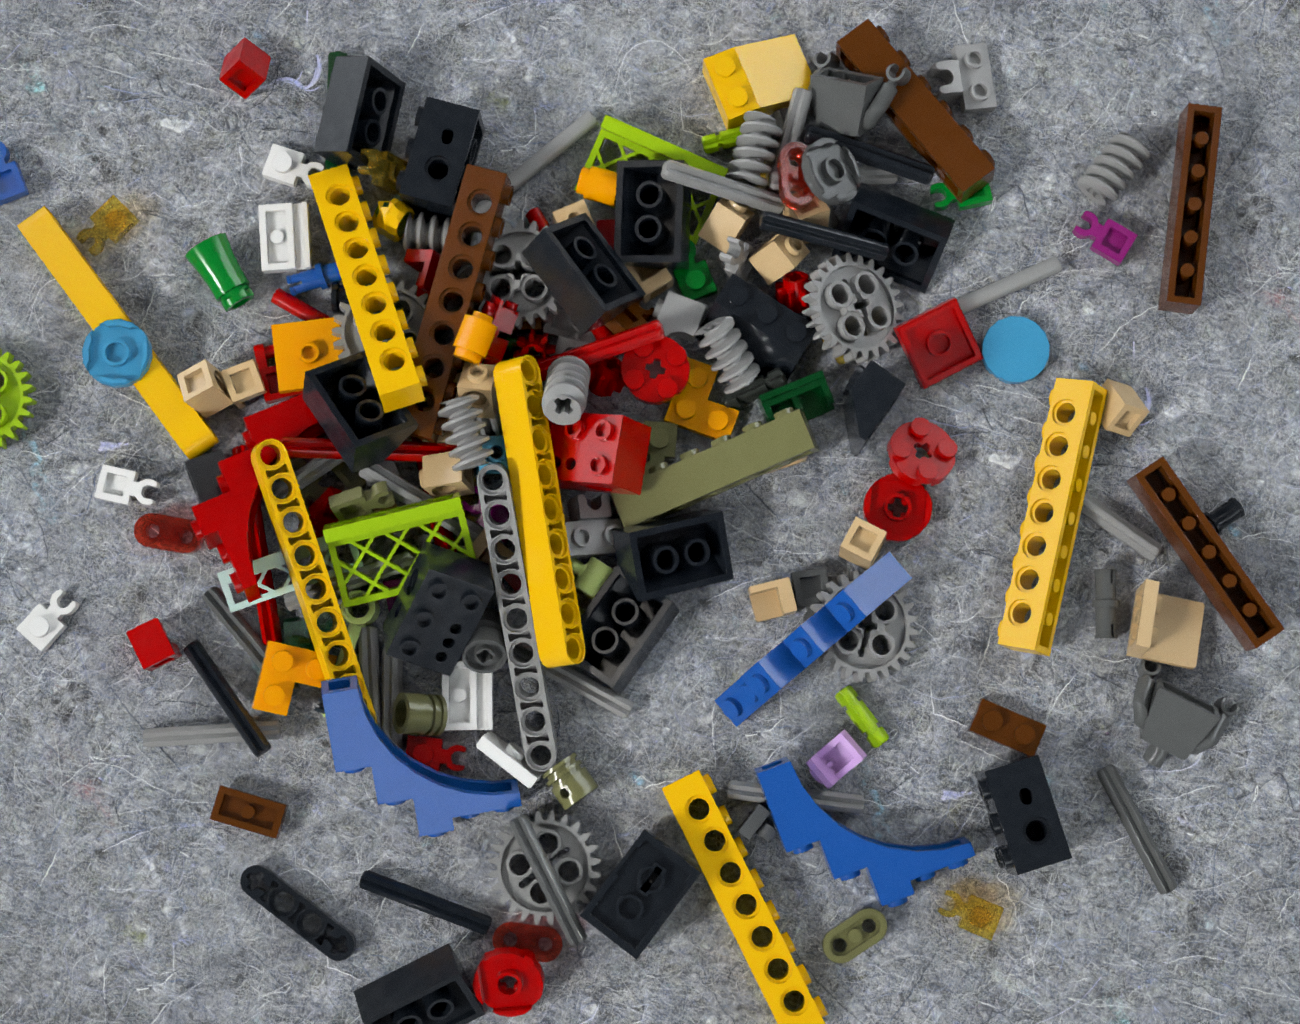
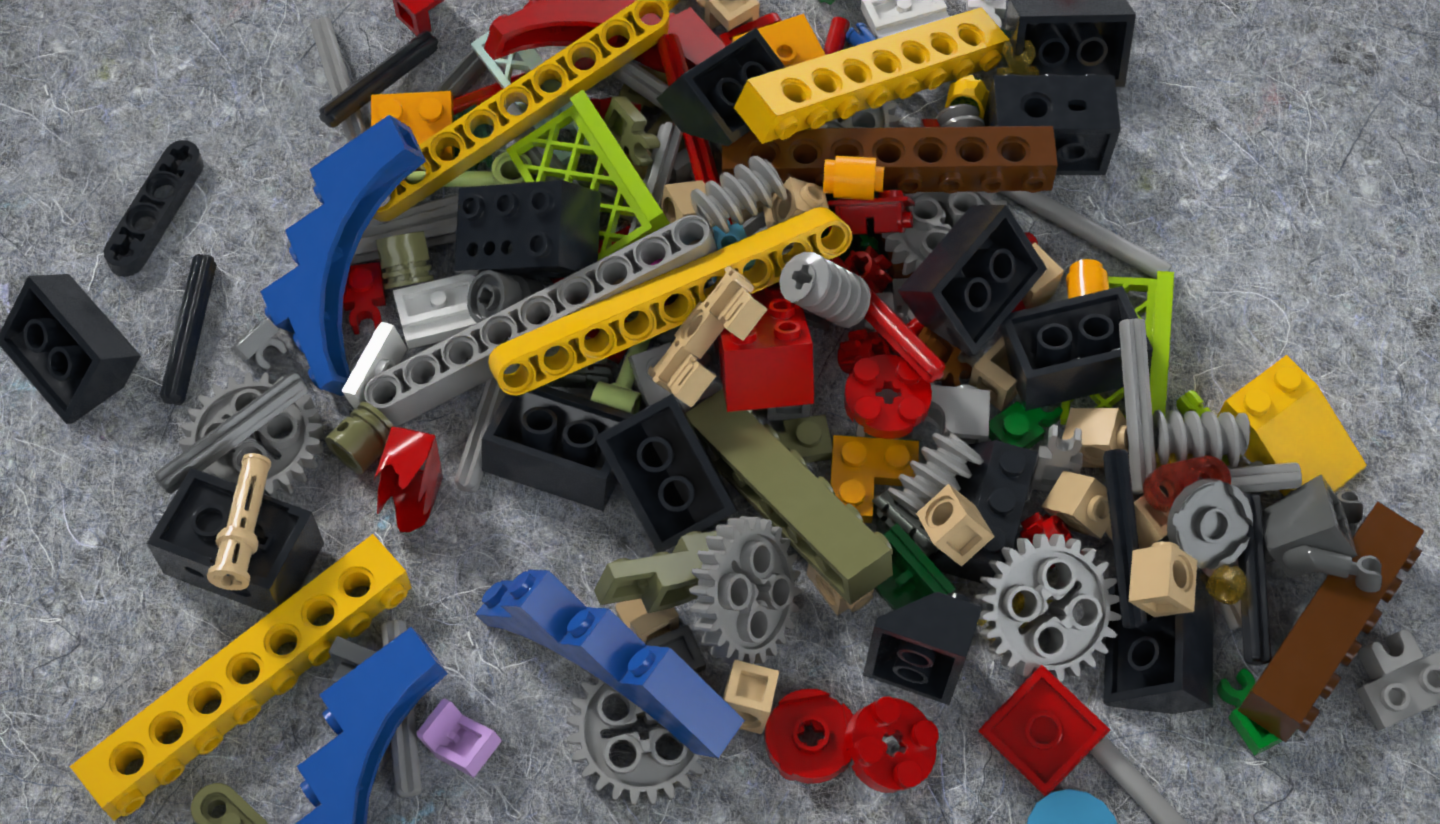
camera: 70 degrees right, 20 degrees down
(249, 812) = (258, 132): reddish brown plate -> none
(457, 849) = (257, 340): none -> dark grey tile
(509, 962) = (123, 438): red plate -> none
(528, 938) = (156, 447): clear red plate -> none
(569, 475) = (726, 307): none -> tan piece
(621, 750) = (401, 478): none -> red piece
(660, 888) = (238, 536): none -> tan pin
(757, 560) = (656, 580): none -> olive slope
(788, 346) = (954, 525): none -> tan brick
(789, 522) = (745, 590): none -> light grey gear
(862, 716) = (524, 762): lime axle -> none
(866, 221) = (1163, 580): none -> tan brick
(872, 175) = (1221, 581): none -> clear yellow hinge

